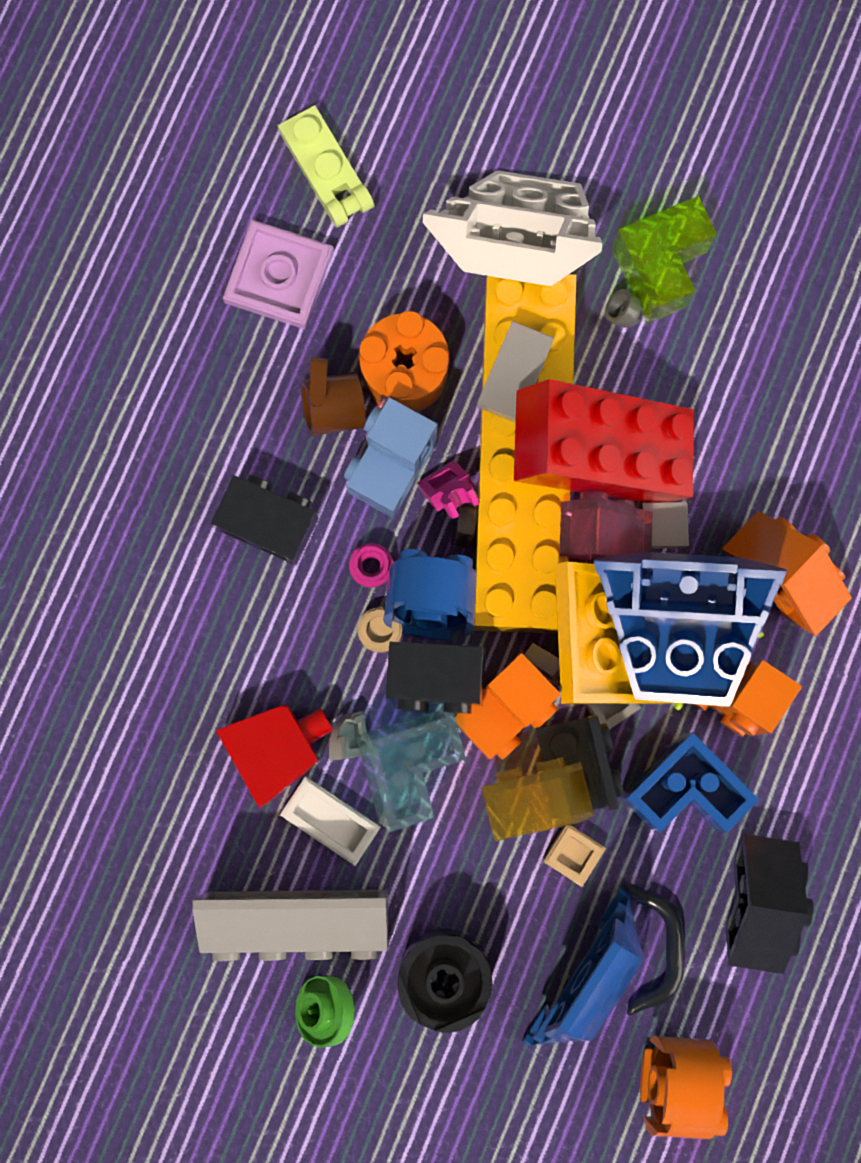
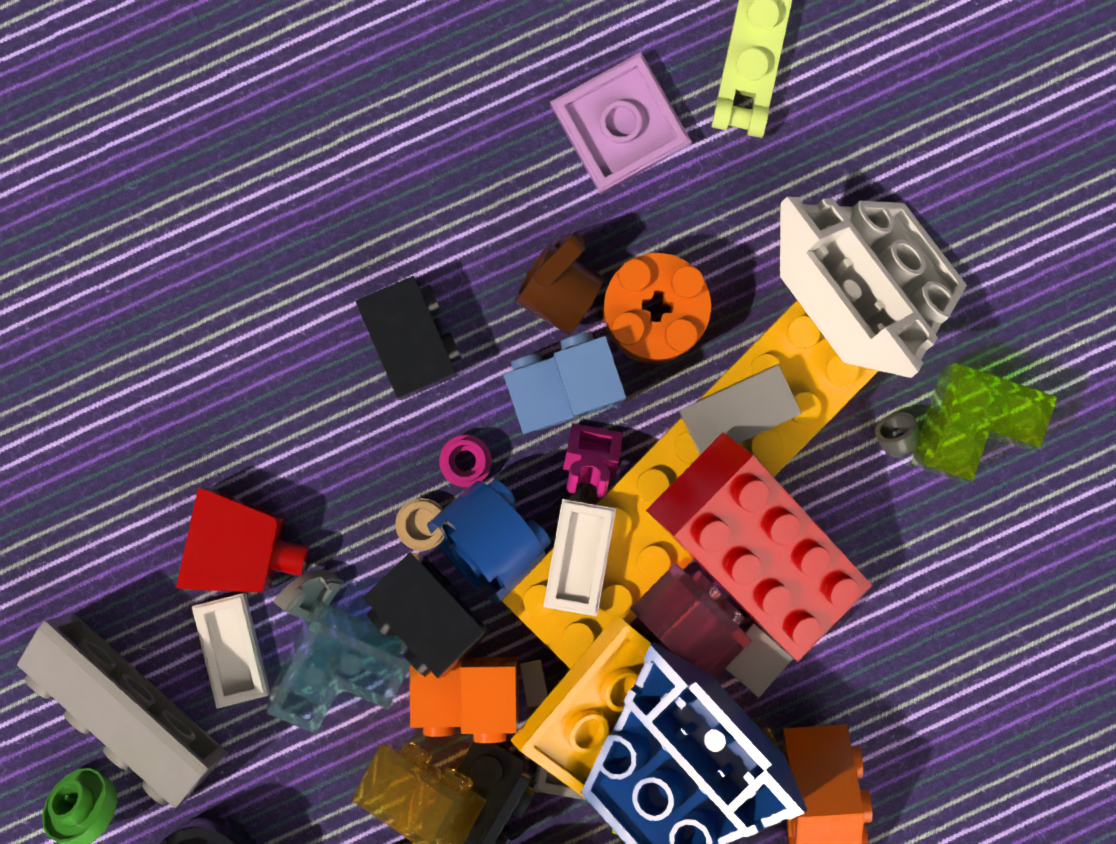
camera: 45 degrees right, 5 degrees up
(498, 551) = (579, 557): none -> white tile

